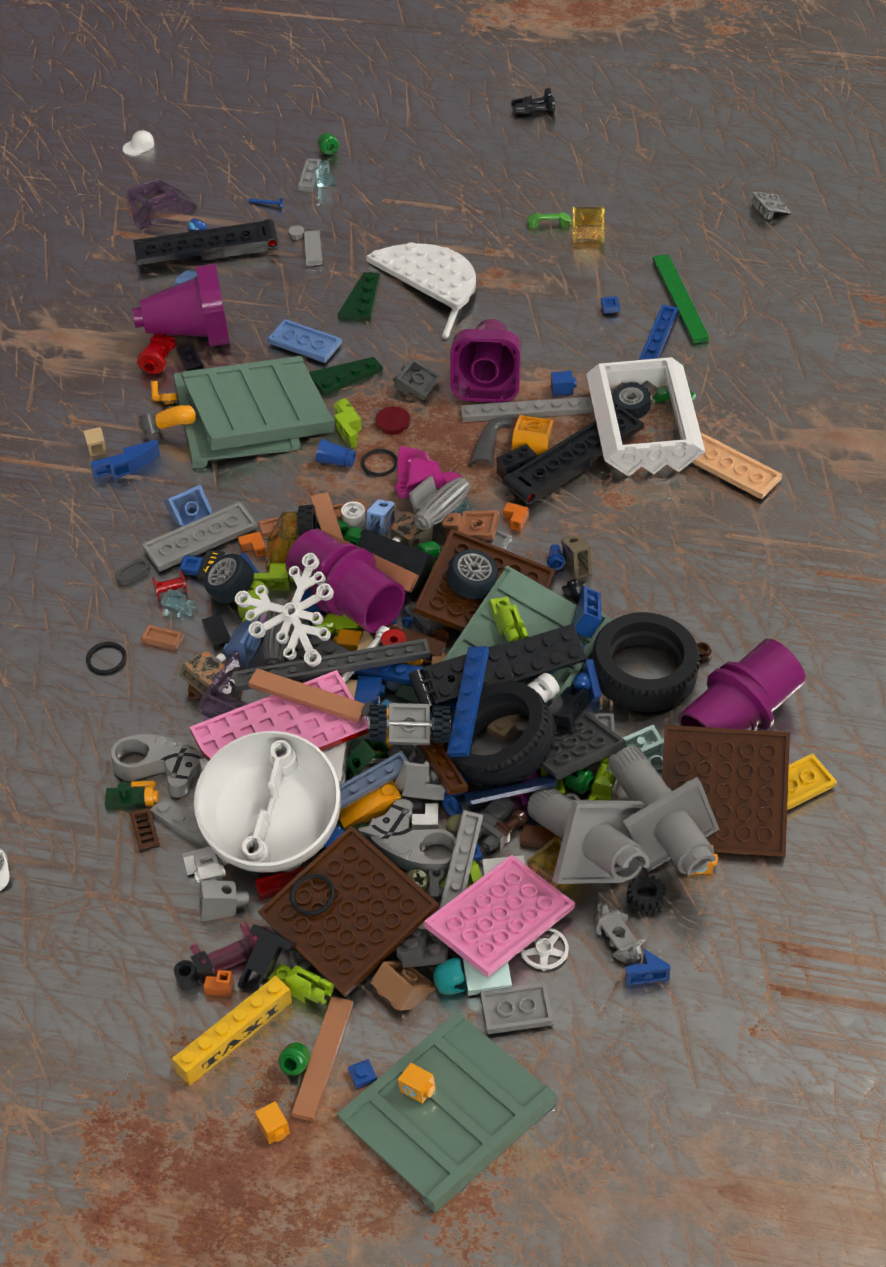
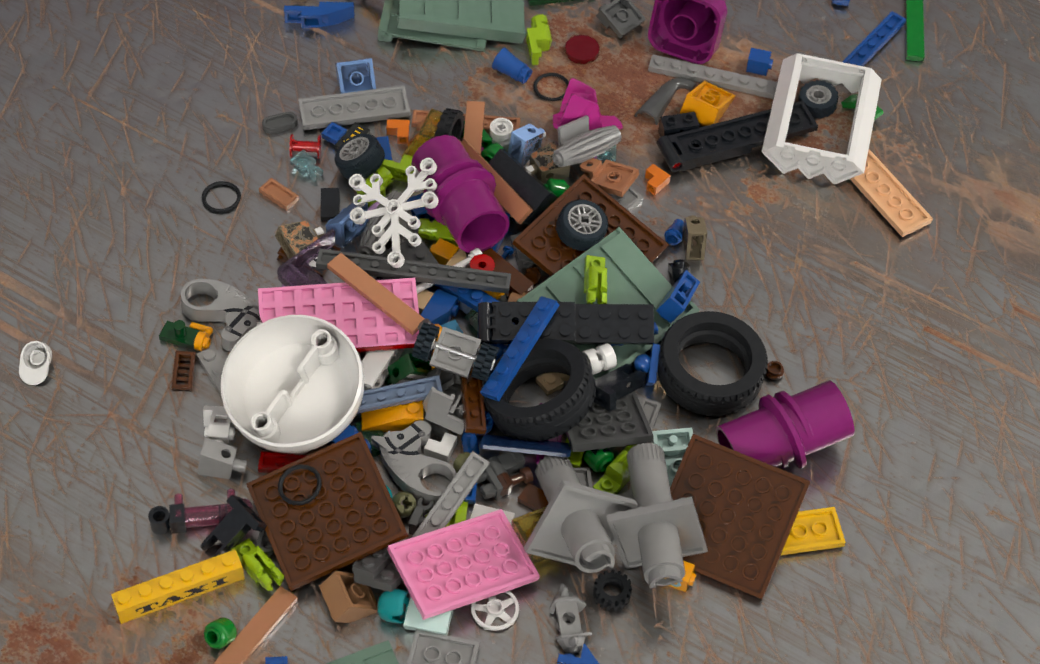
camera: 15 degrees right, 5 degrees up
(221, 985) = (186, 540): orange piece -> none

